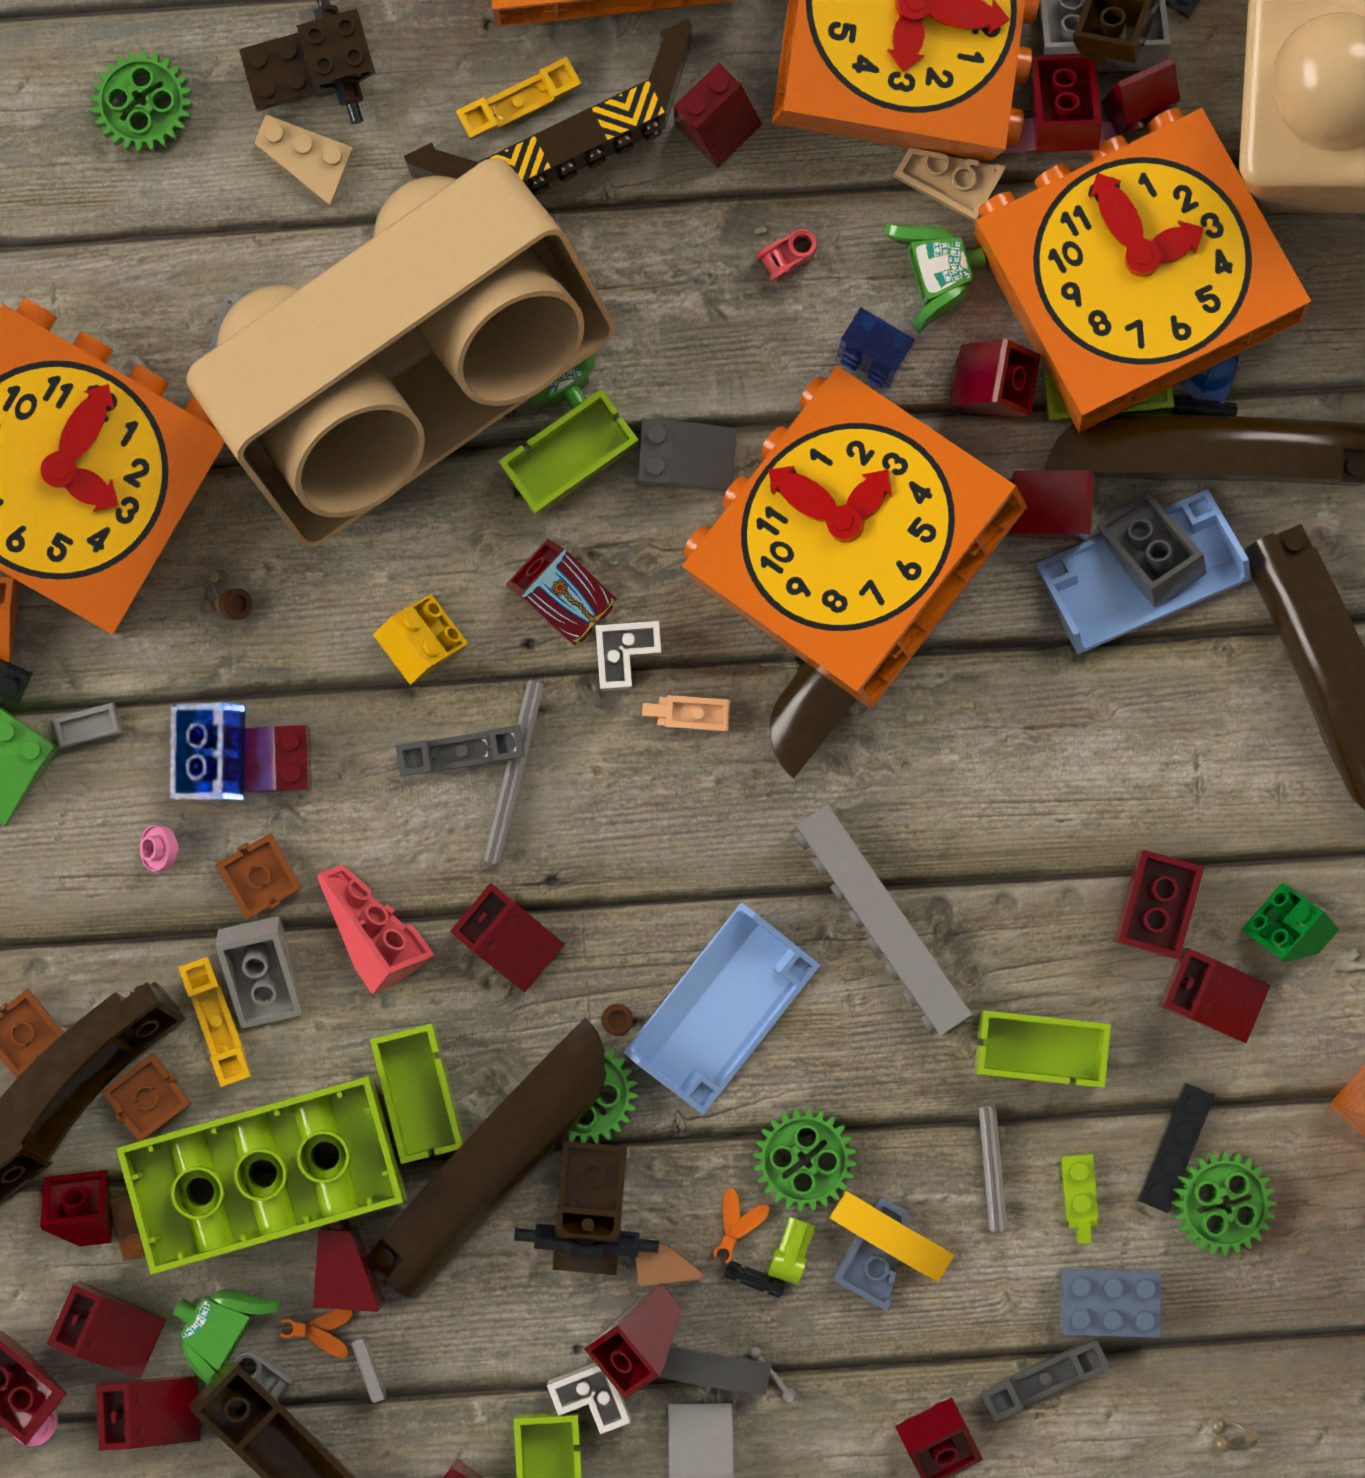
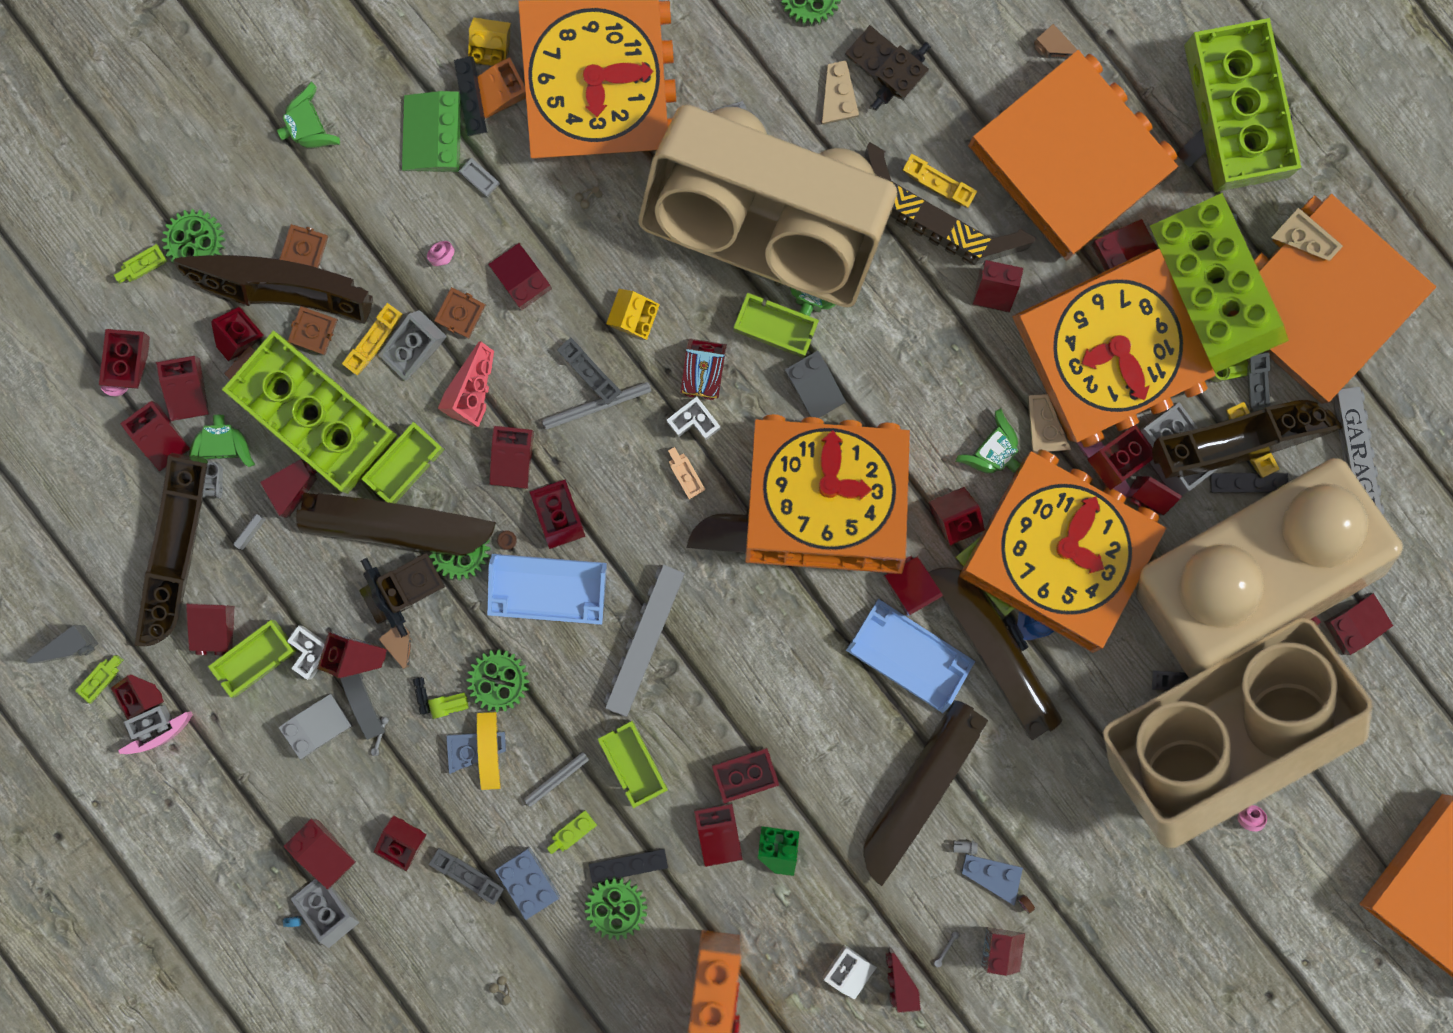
camera: 50 degrees right, 0 degrees up
(207, 752) = (504, 245): clear blue brick -> none
(235, 604) = (588, 210): reddish brown tile -> none
(317, 1330) = (251, 494): orange piece -> none
(628, 925) = (557, 514): none -> dark red slope
(734, 1225) = (442, 668): orange piece -> none
(786, 255) = (950, 368): coral piece -> none
(874, 348) = (931, 443): clear blue brick -> none
(1152, 549) = (924, 653): dark grey slope -> none

